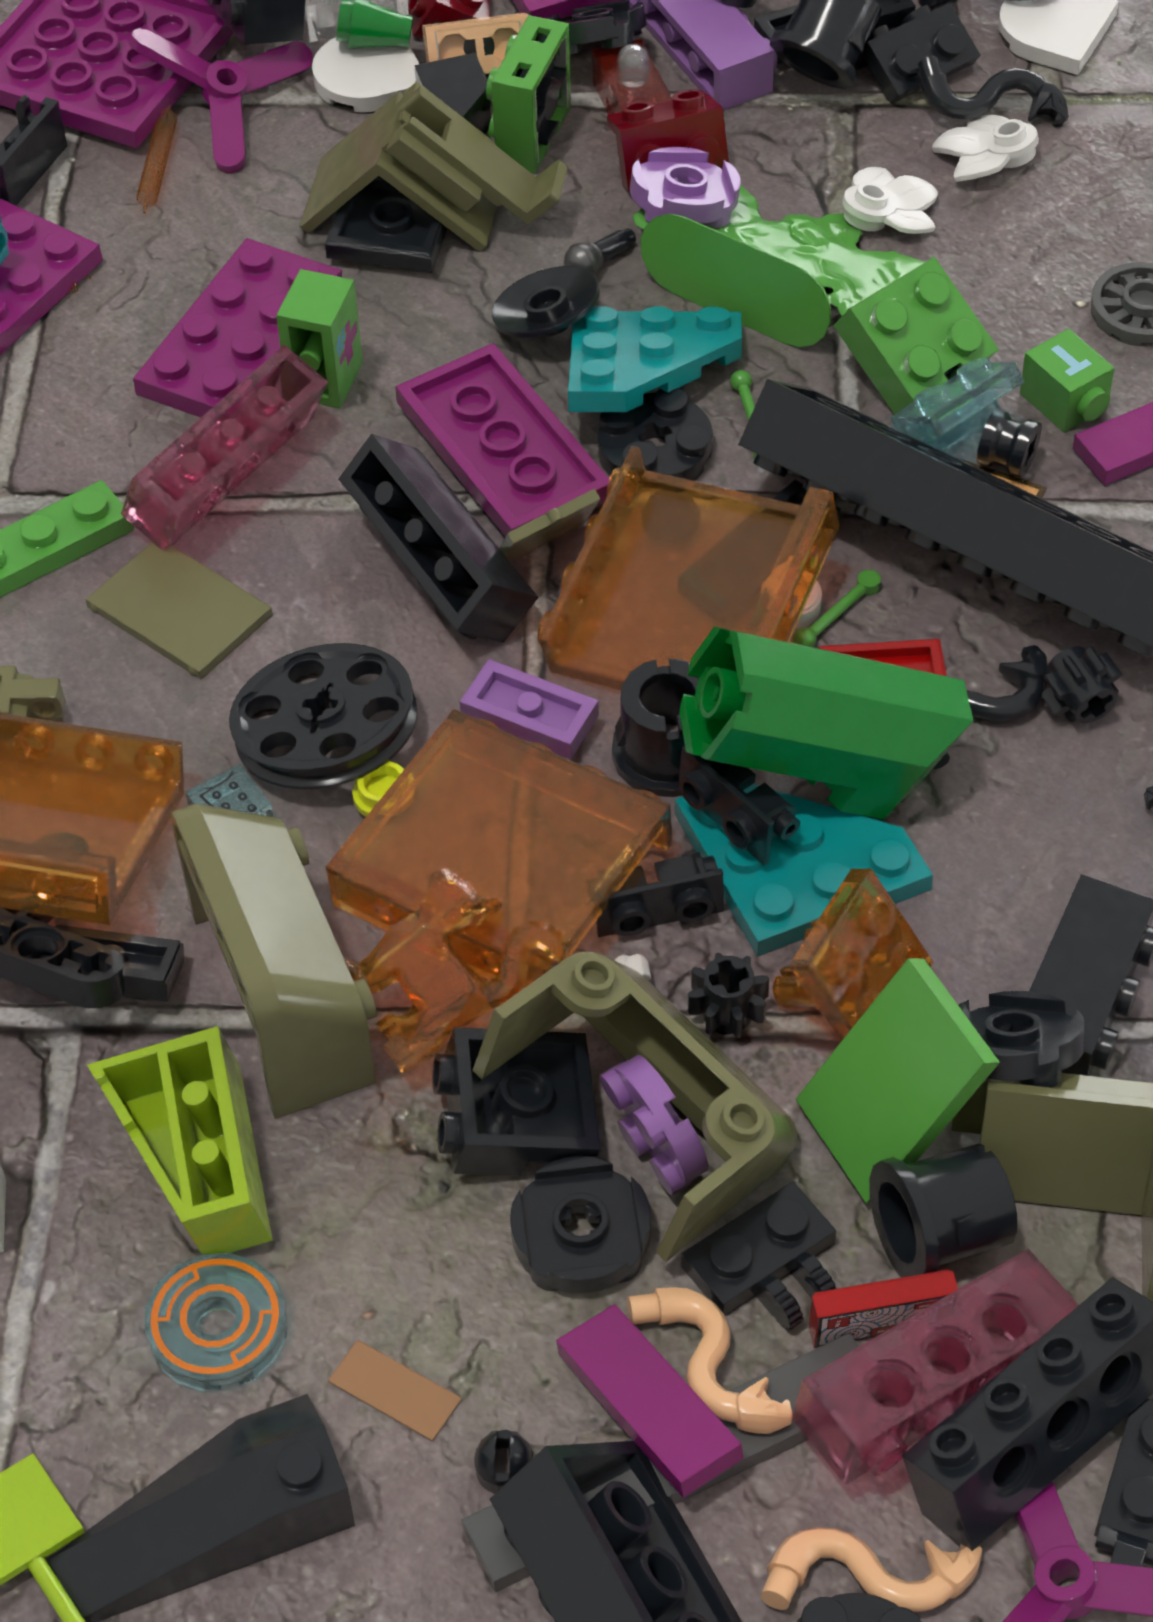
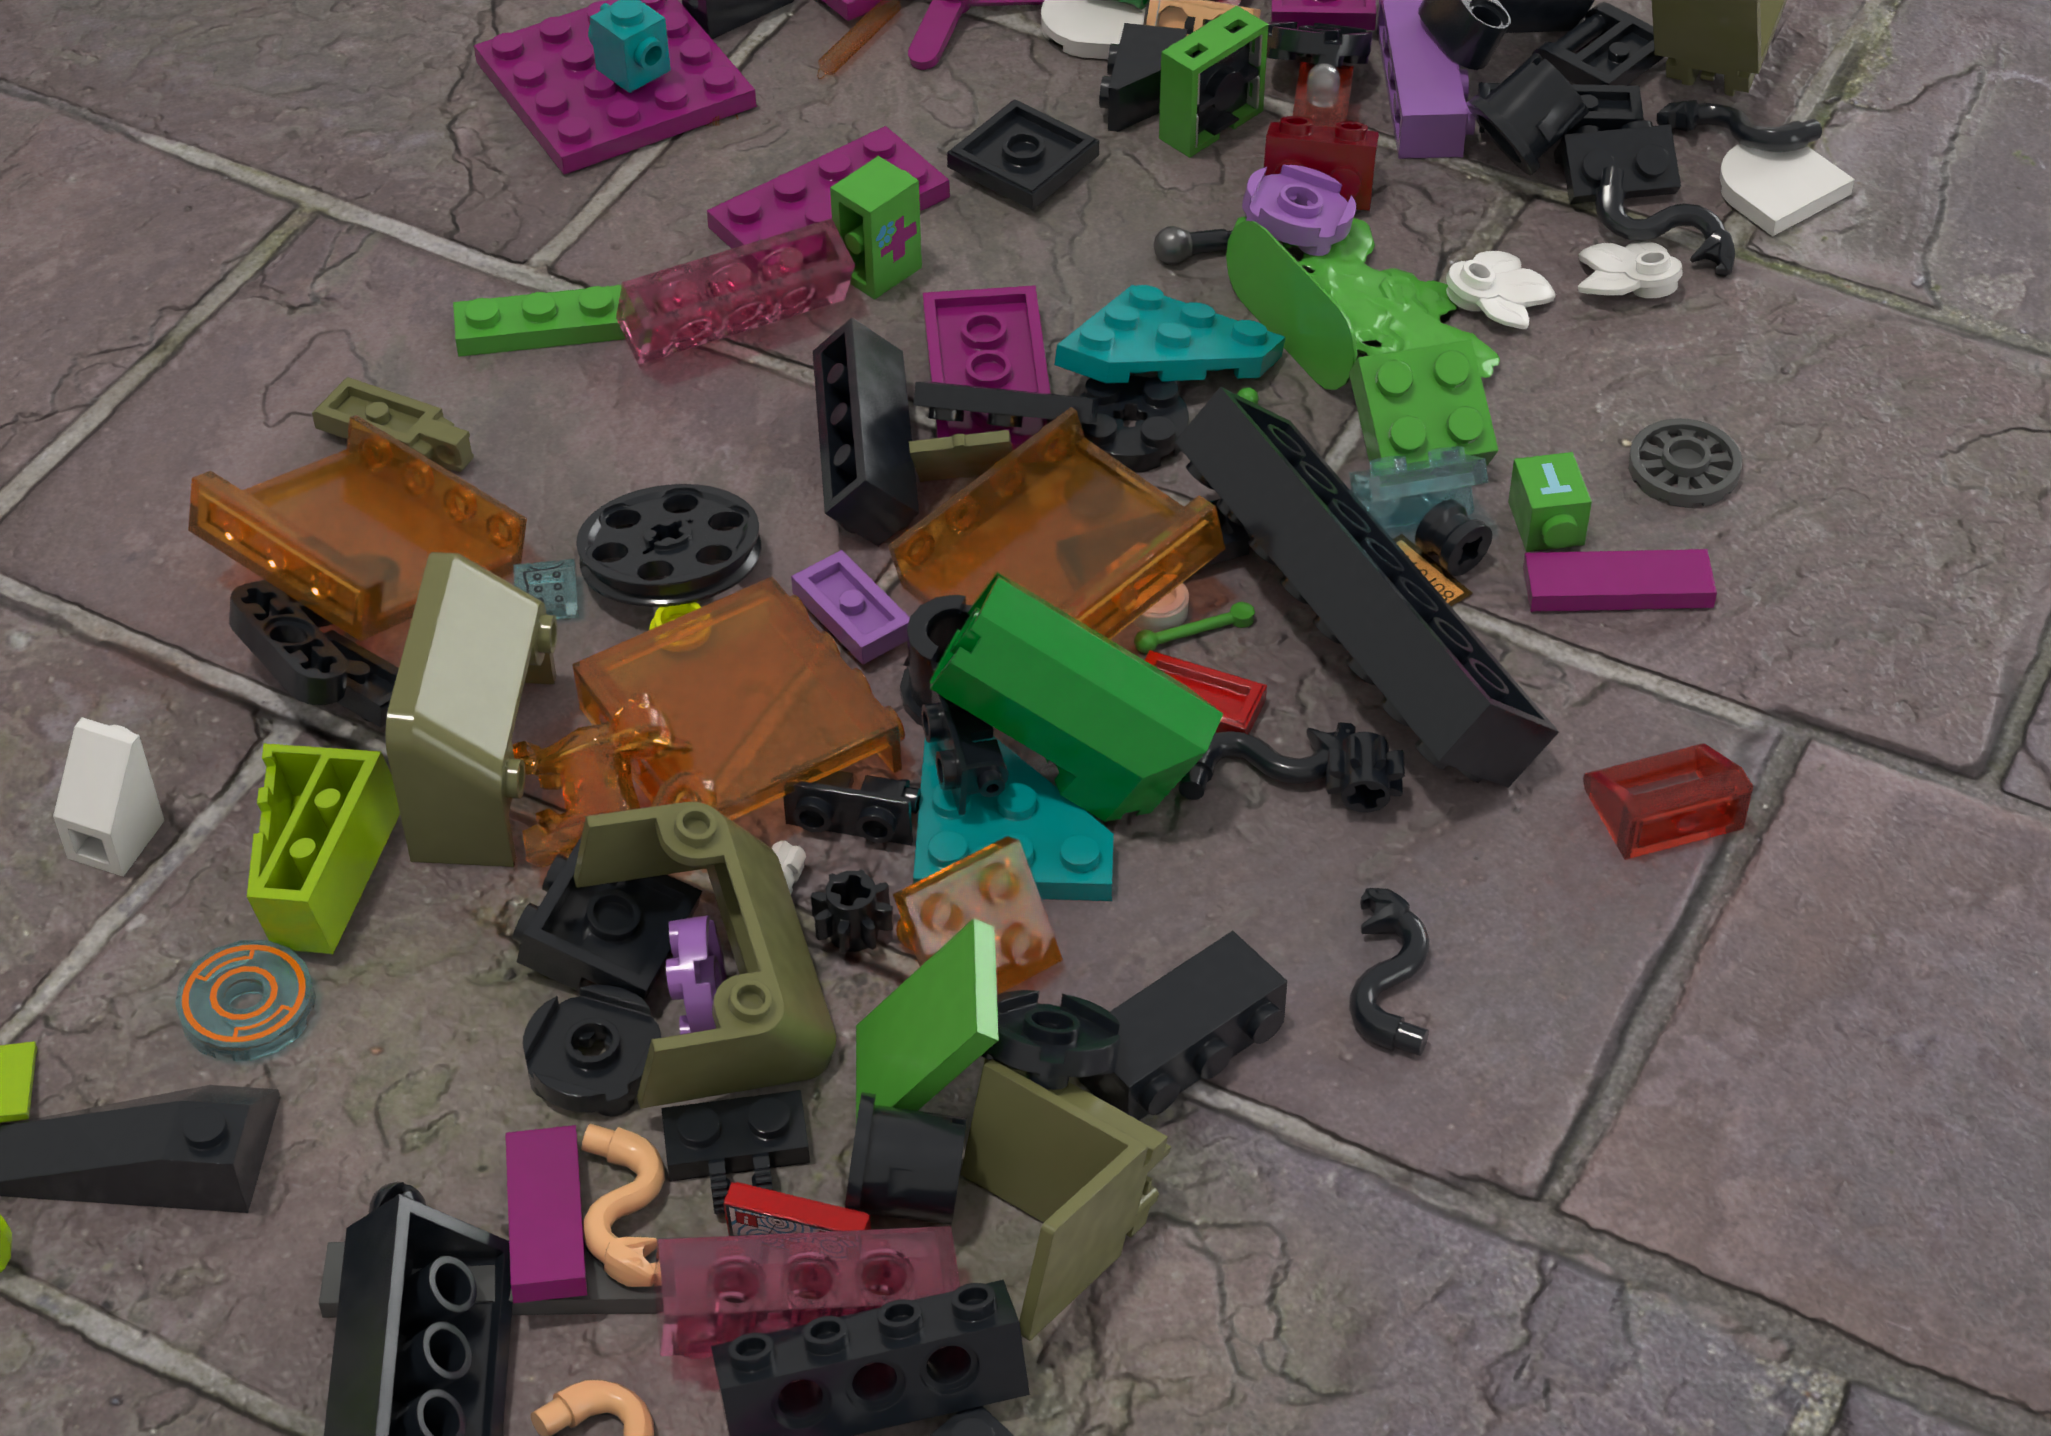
camera: 25 degrees right, 5 degrees down
(179, 608) = (620, 416): olive piece -> none
(394, 1390) = (354, 1119): medium nougat sticker -> none
(435, 163) = (1085, 120): olive piece -> none
(546, 302) = (1107, 267): black dish -> none
(553, 466) = (1003, 405): none -> black plate

